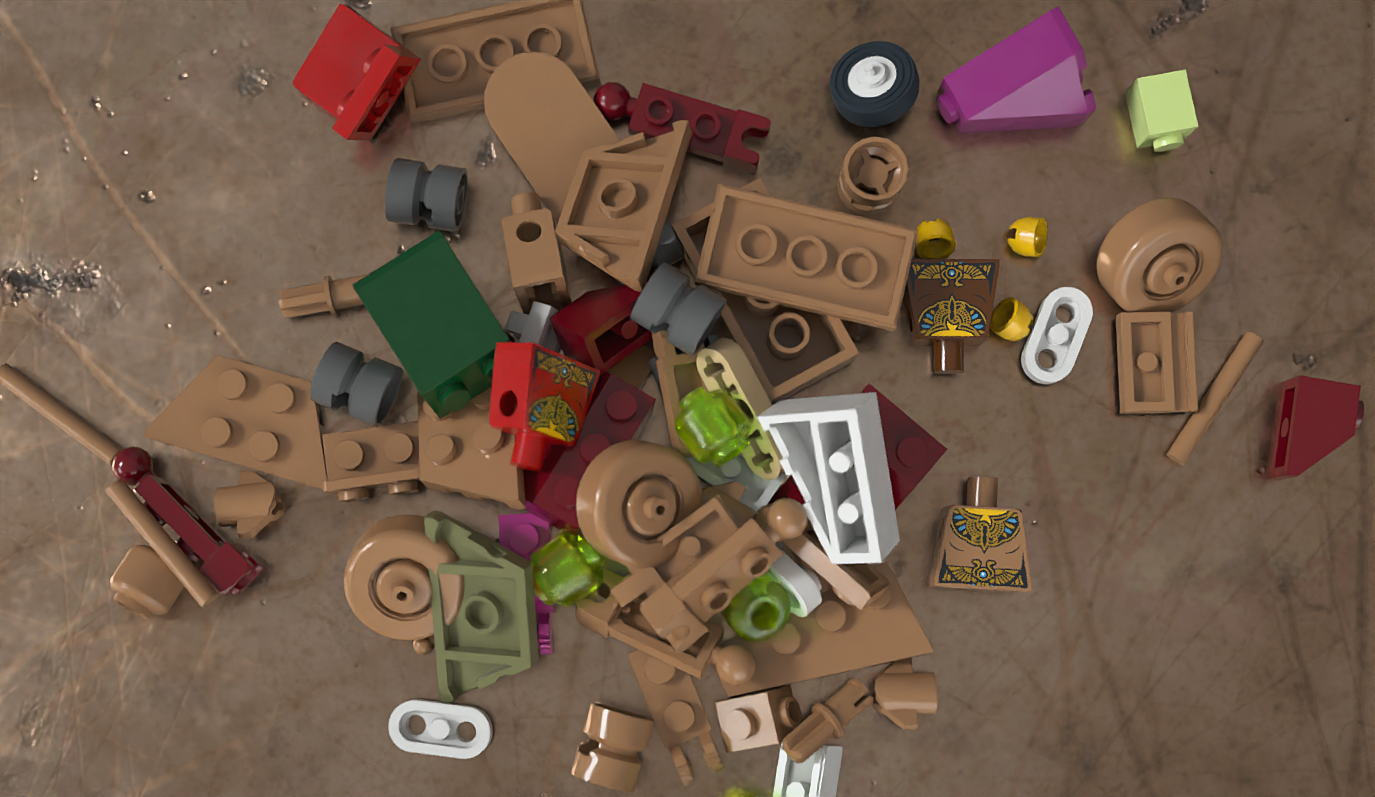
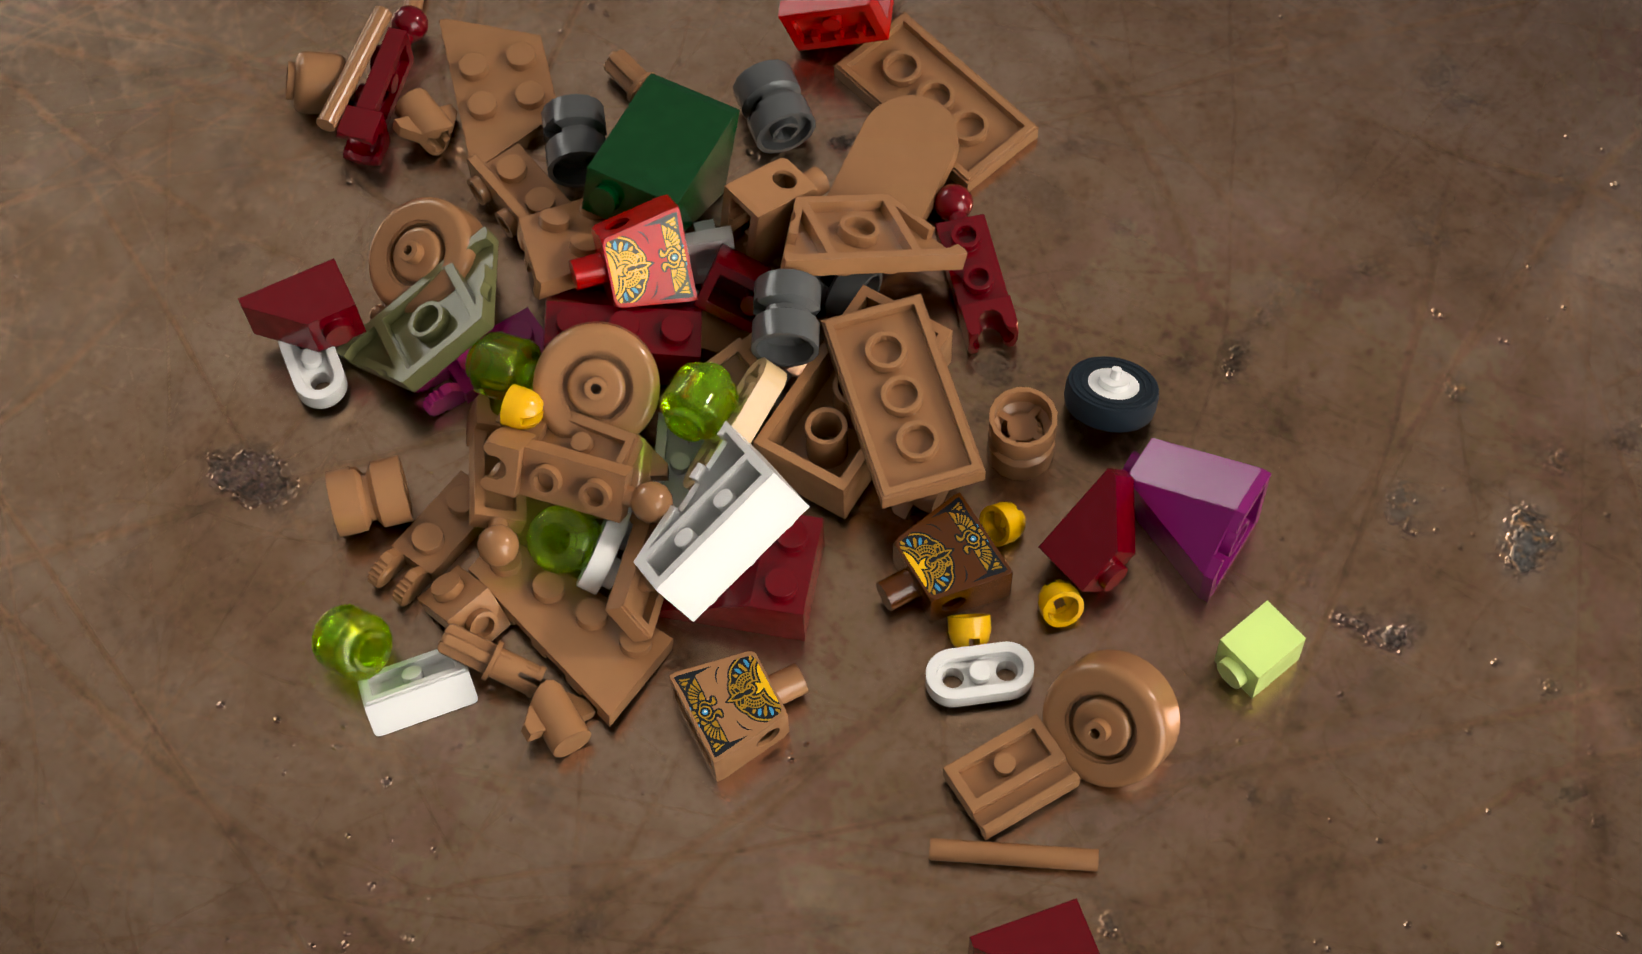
camera: 60 degrees right, 20 degrees down
(402, 710) = (305, 309): none -> dark red slope
(636, 580) = (521, 408): none -> yellow hinge
(1002, 176) = (1096, 534): none -> dark red slope

